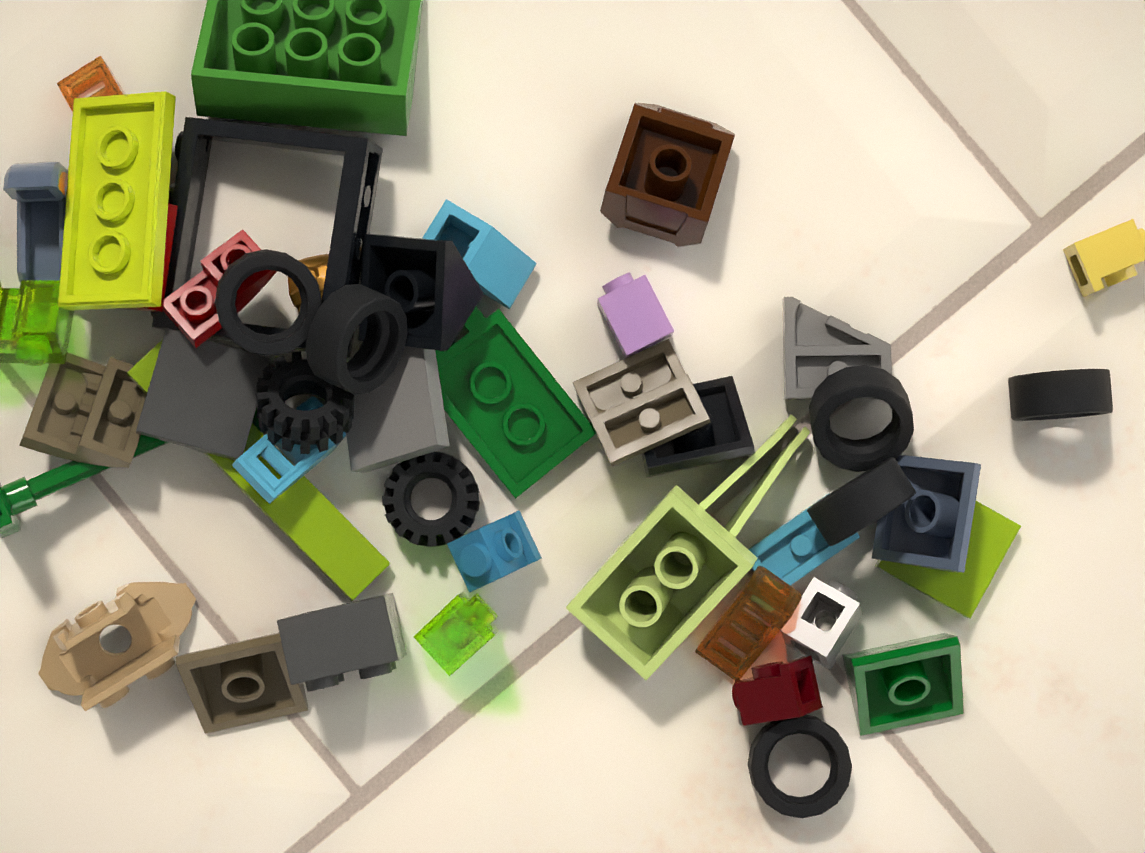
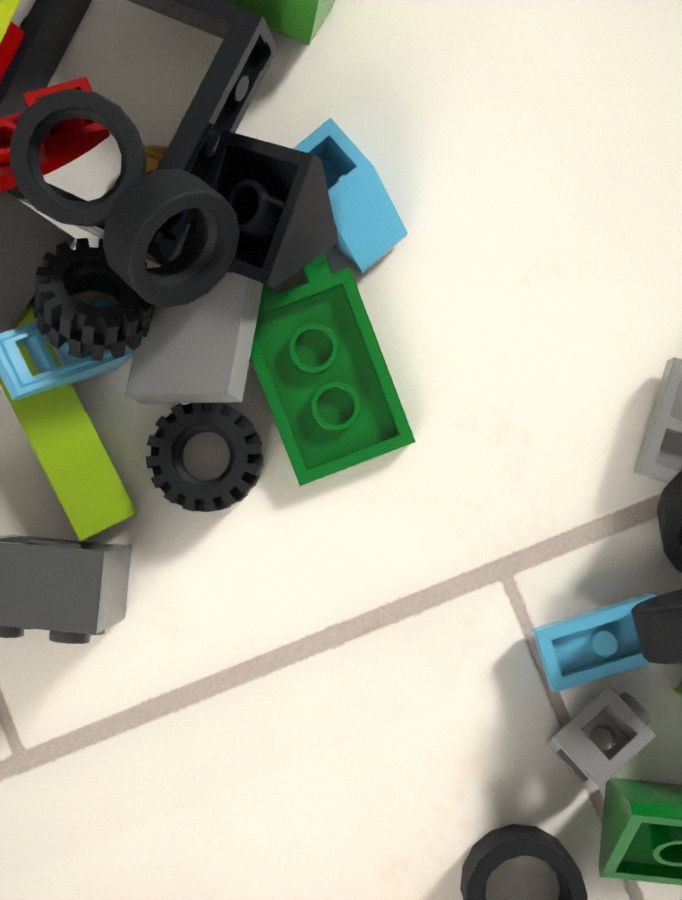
camera: 20 degrees right, 0 degrees up
(458, 631) = (186, 617): clear neon green slope -> none
(494, 551) = (255, 538): dark azure brick -> none
(634, 314) = (499, 323): lavender brick -> none
(641, 402) = (477, 425): dark tan slope -> none
(667, 174) = (584, 182): reddish brown slope -> none
(674, 568) = (461, 624): yellowish green slope -> none
(715, 442) = (523, 470): black slope -> none
(767, 598) = (549, 693): clear orange slope -> none
(777, 691) = (525, 806): dark red brick -> none

